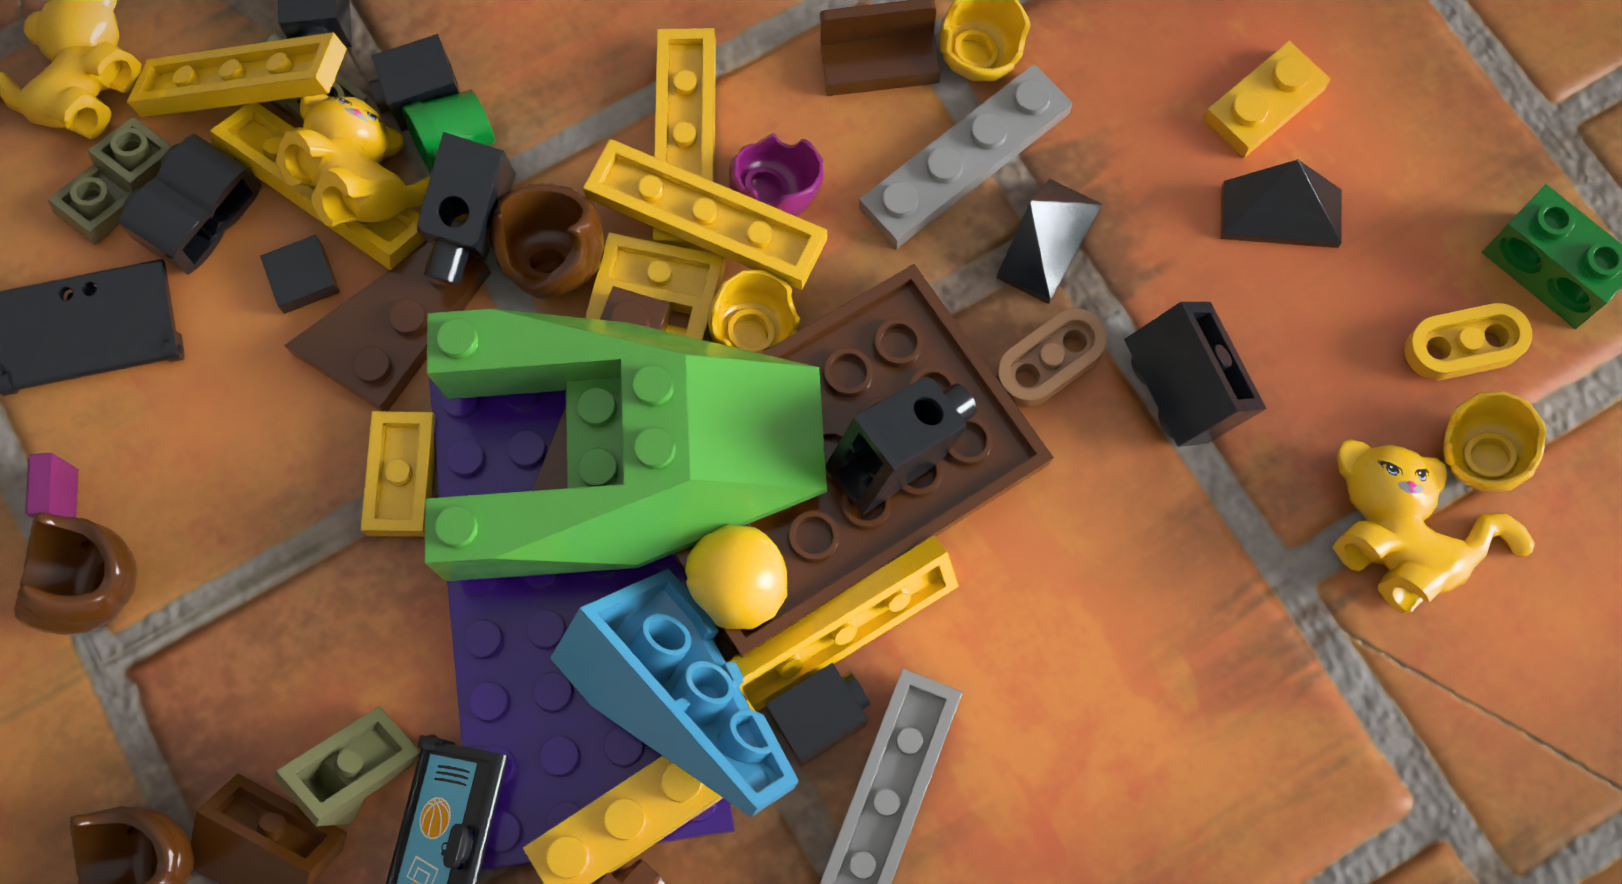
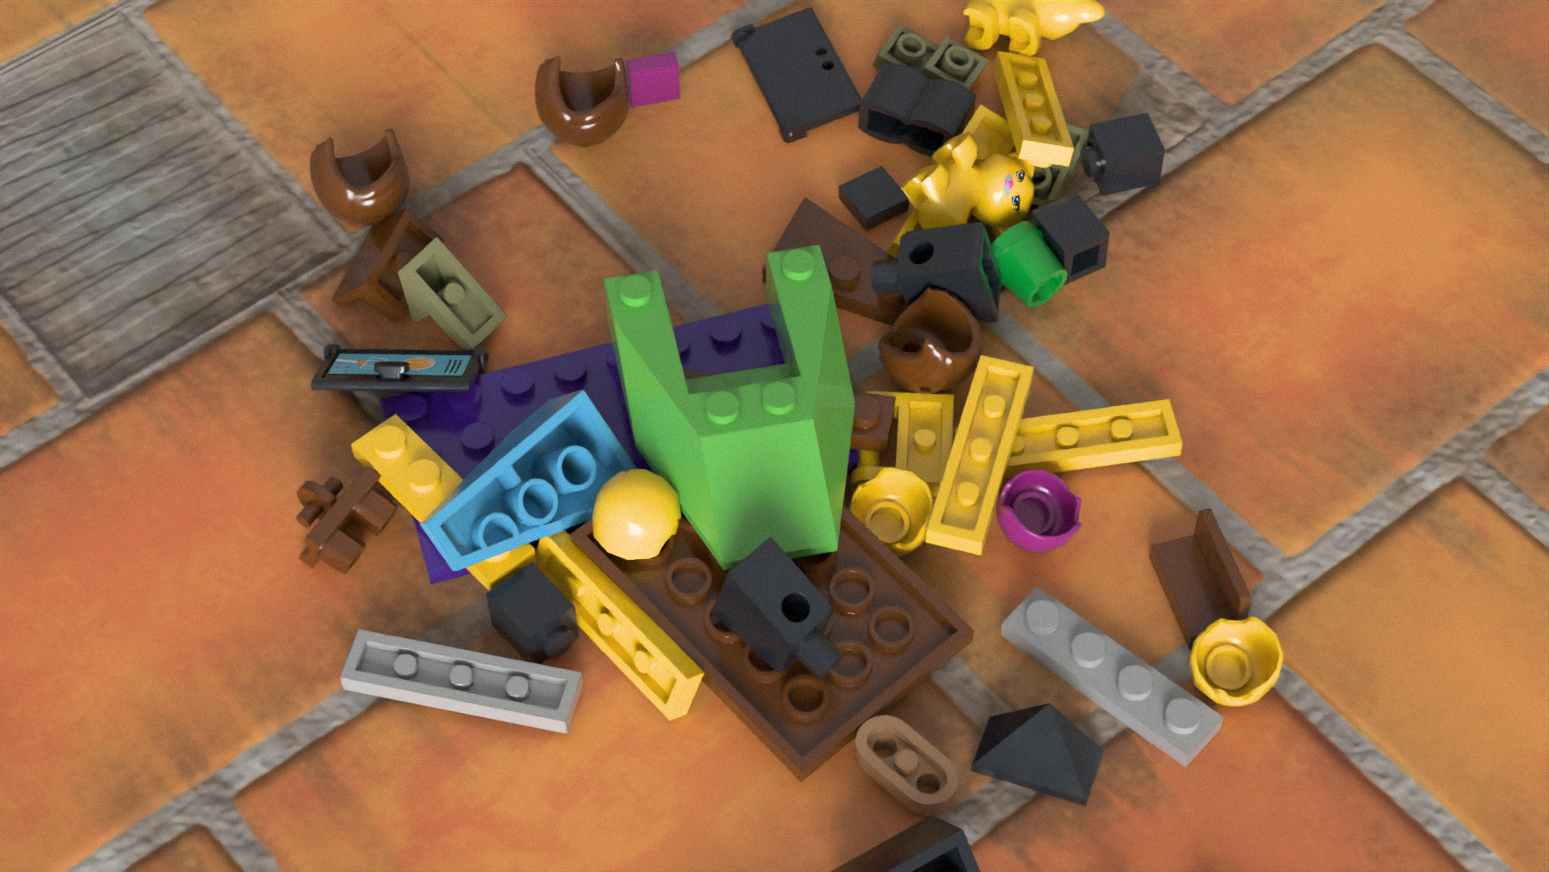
camera: 80 degrees right, 20 degrees down
(398, 473) = (710, 290): yellow plate -> none

